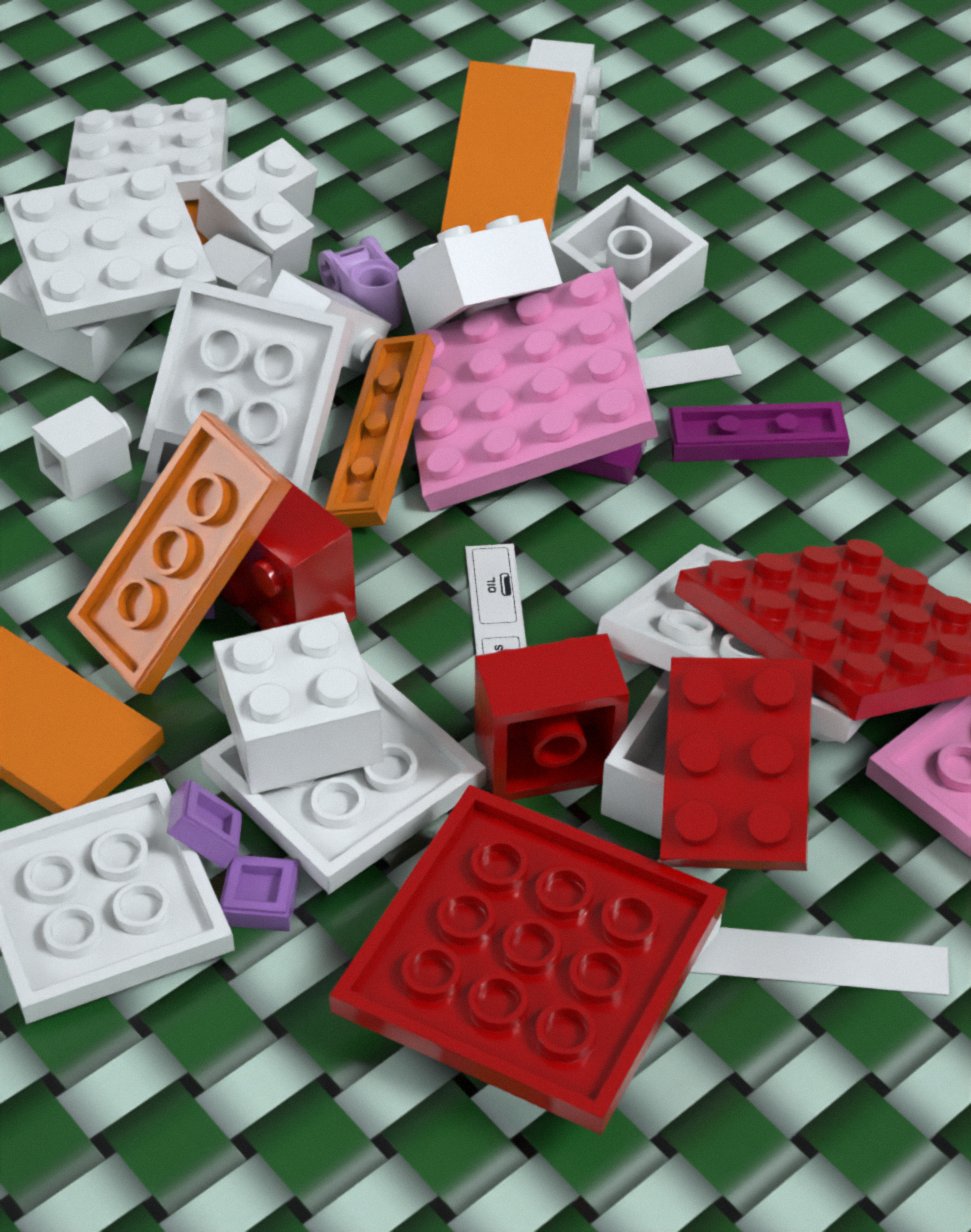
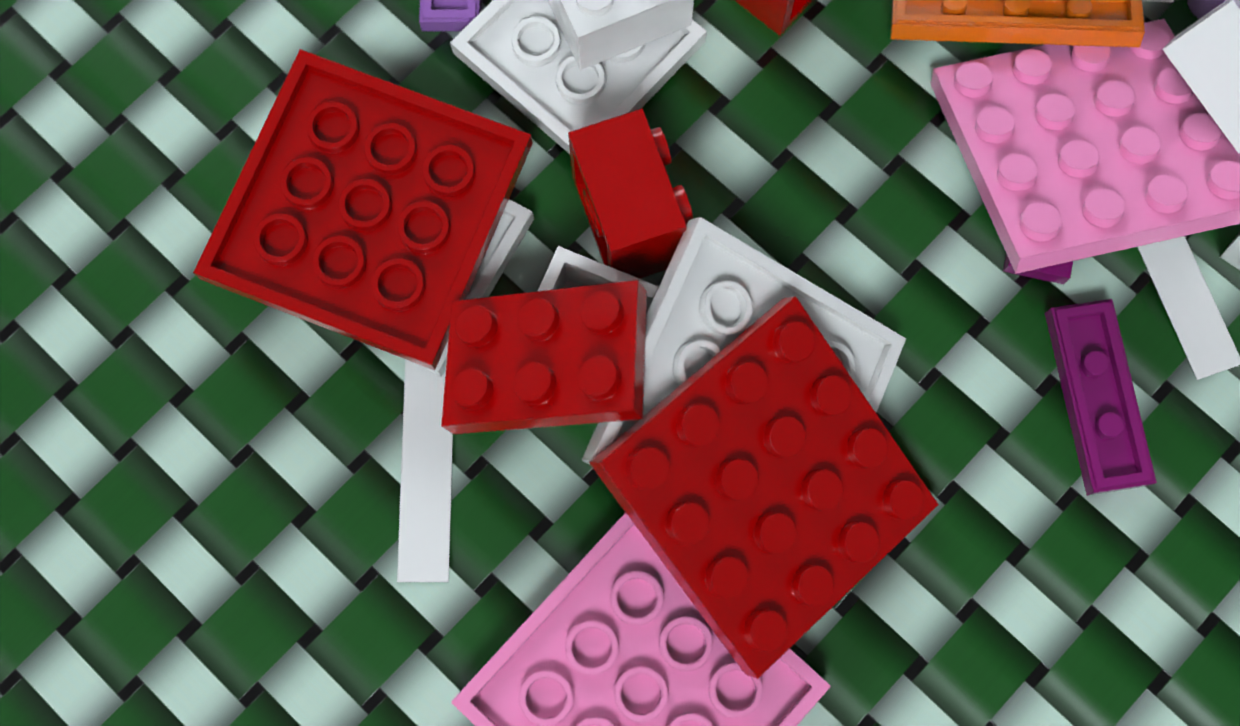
camera: 85 degrees right, 30 degrees up
(495, 598) = (783, 162): white sticker -> none

